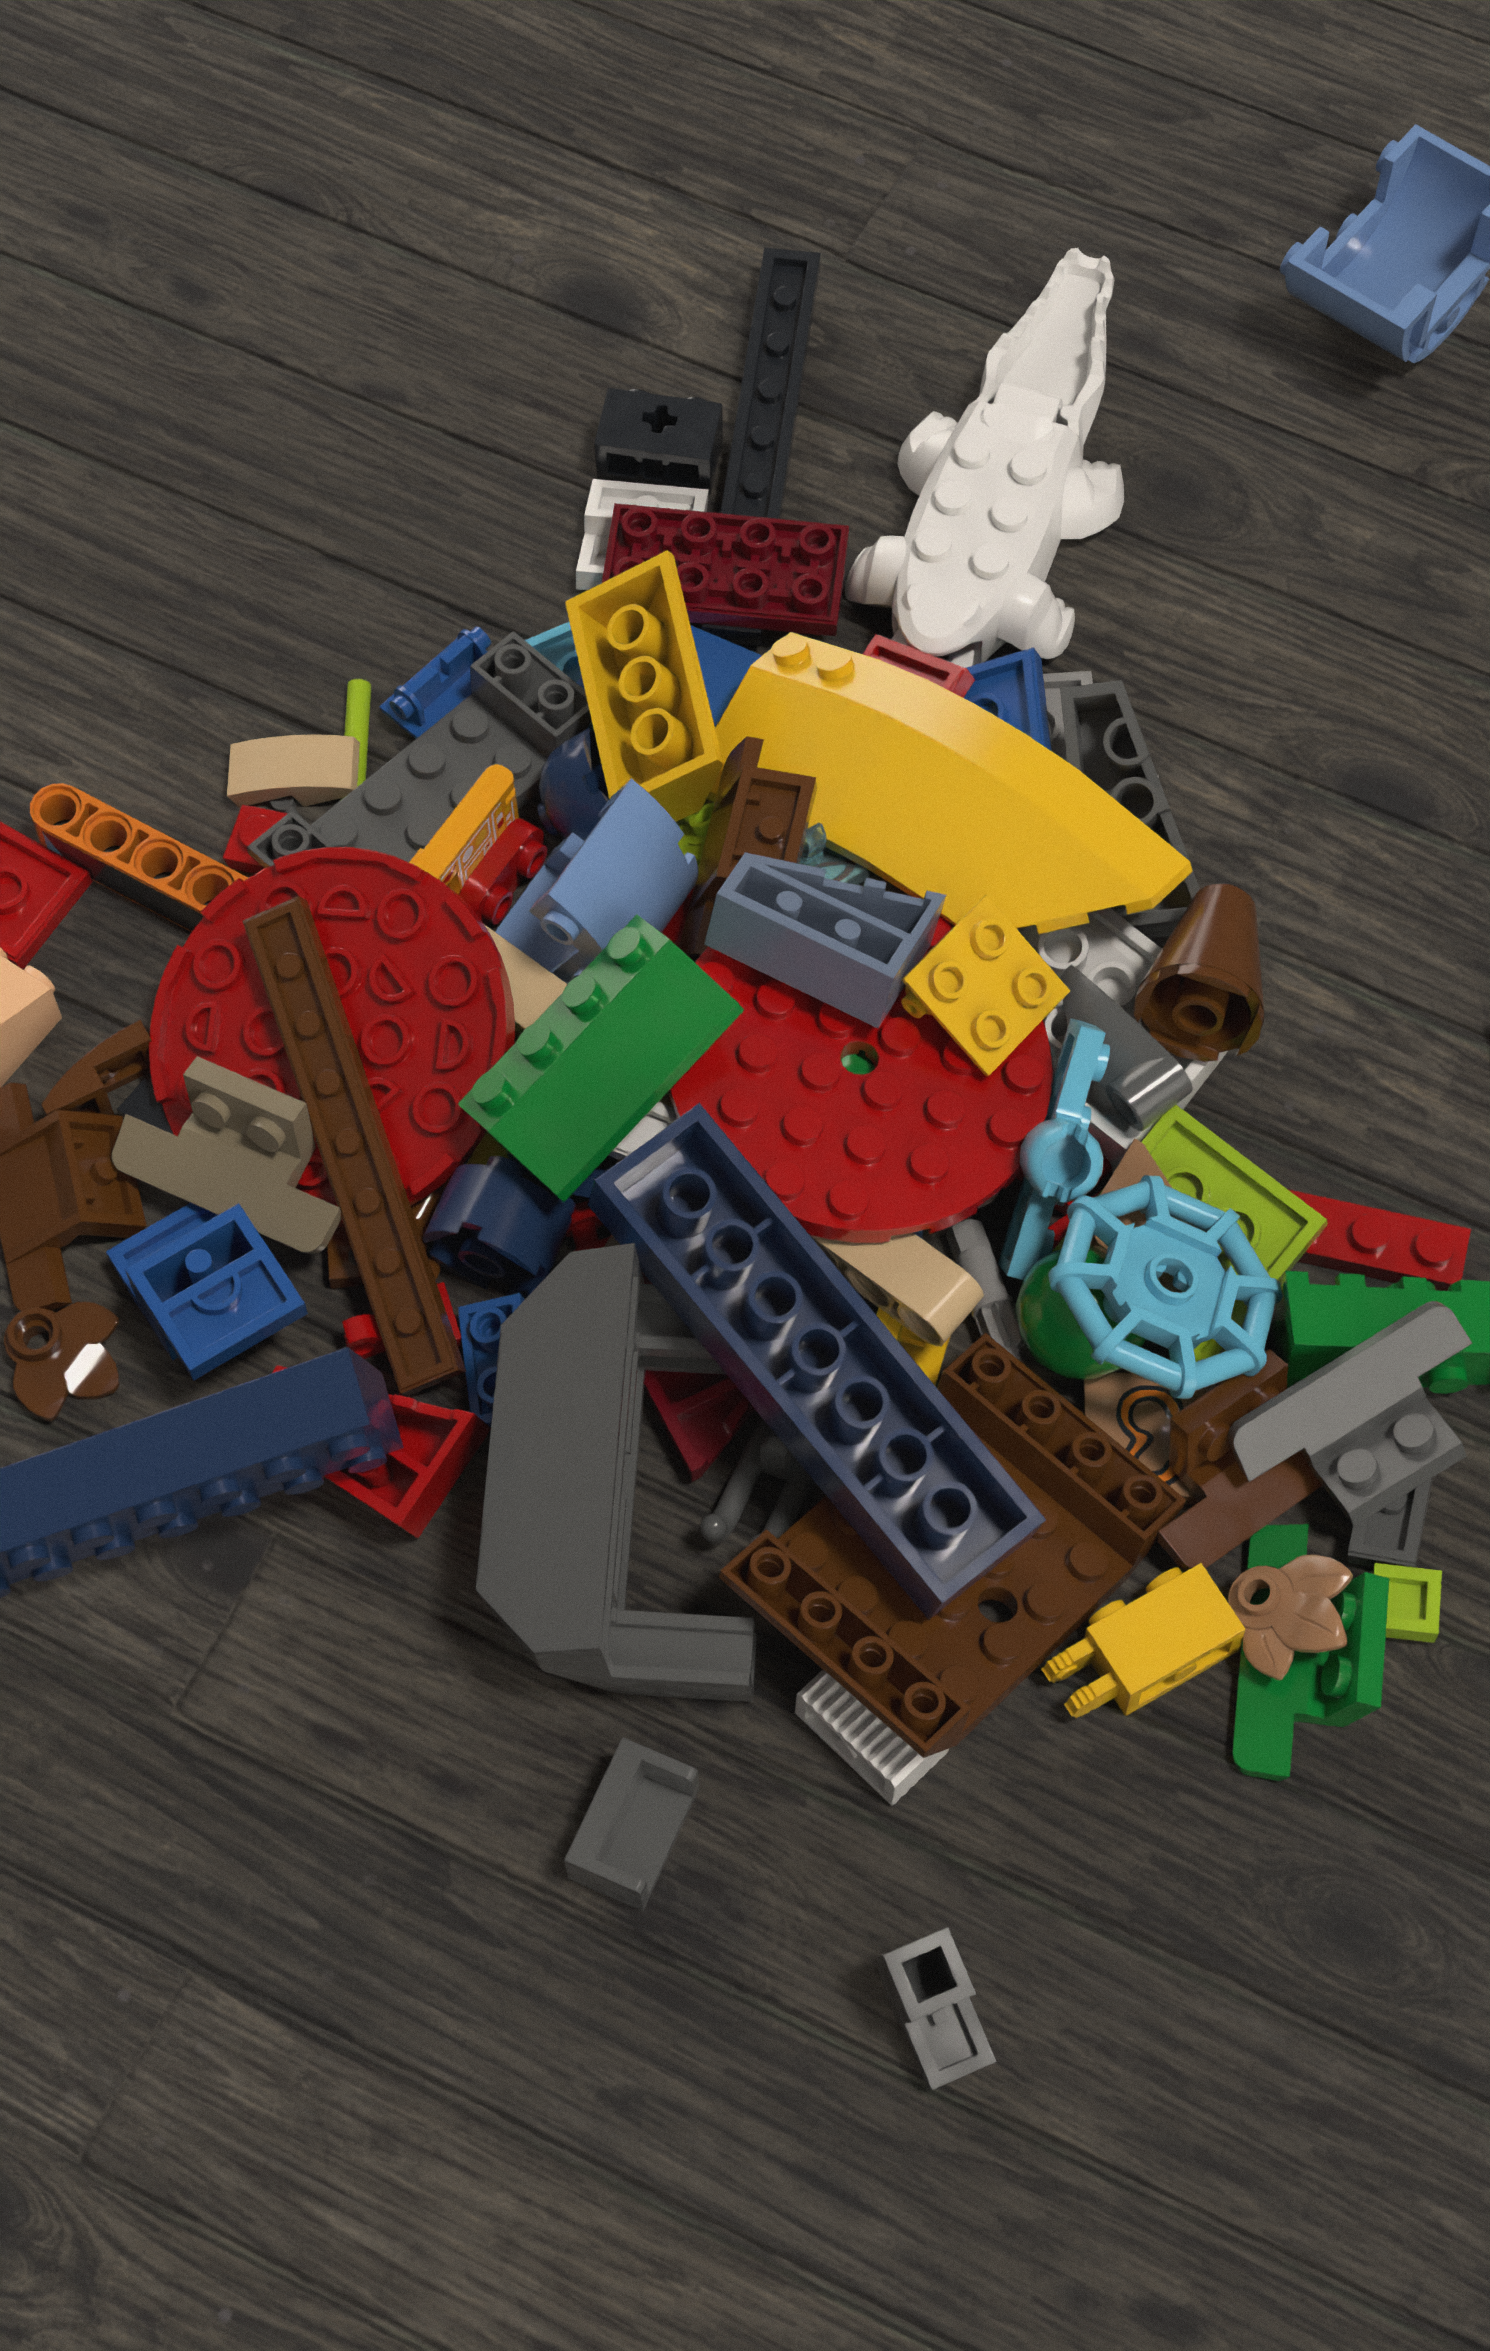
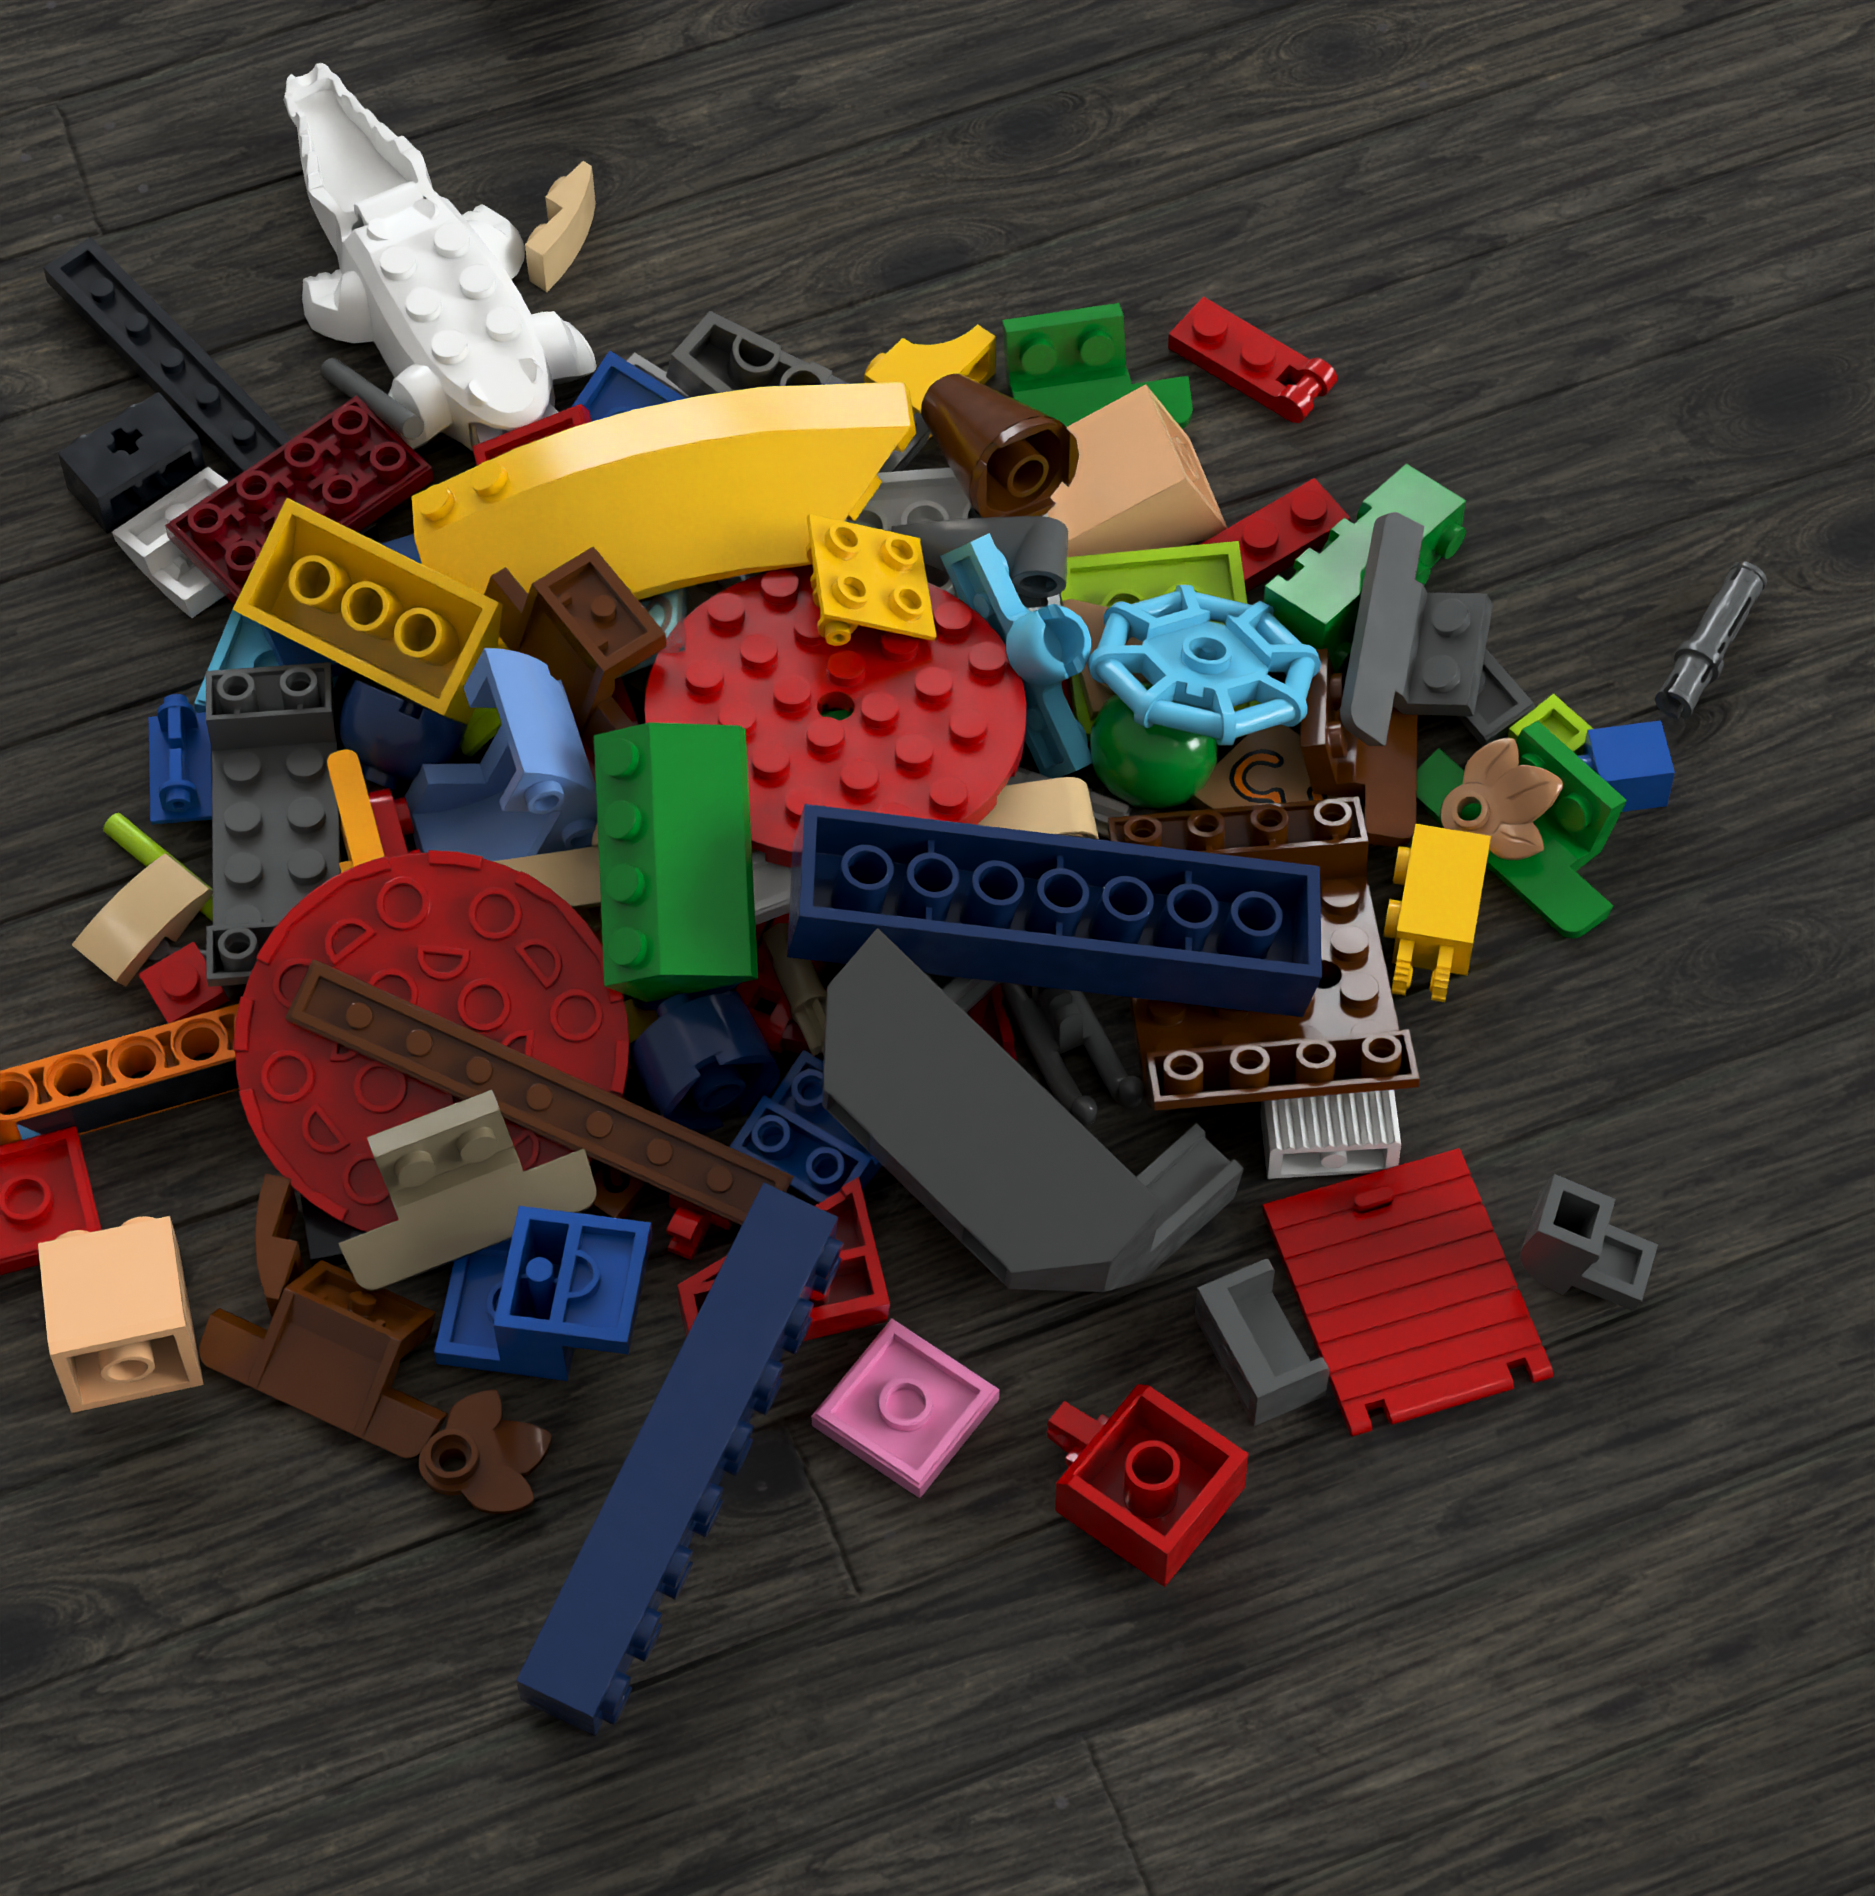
camera: 50 degrees left, 5 degrees down
(355, 1612) = (905, 1408): none -> bright pink tile
(426, 1836) = (1146, 1479): none -> red hinge
(786, 1903) = (1407, 1296): none -> red door
(822, 933) = (735, 637): sand blue wedge -> none
(860, 538) = (378, 401): none -> dark grey bar
(1171, 526) = (570, 214): none -> tan slope
(1281, 887) = (924, 364): none -> yellow arch
(1316, 1100) = (1135, 482): none -> light nougat slope
(1375, 990) = (1077, 364): none -> green plate
(1429, 1682) = (1632, 762): none -> blue brick

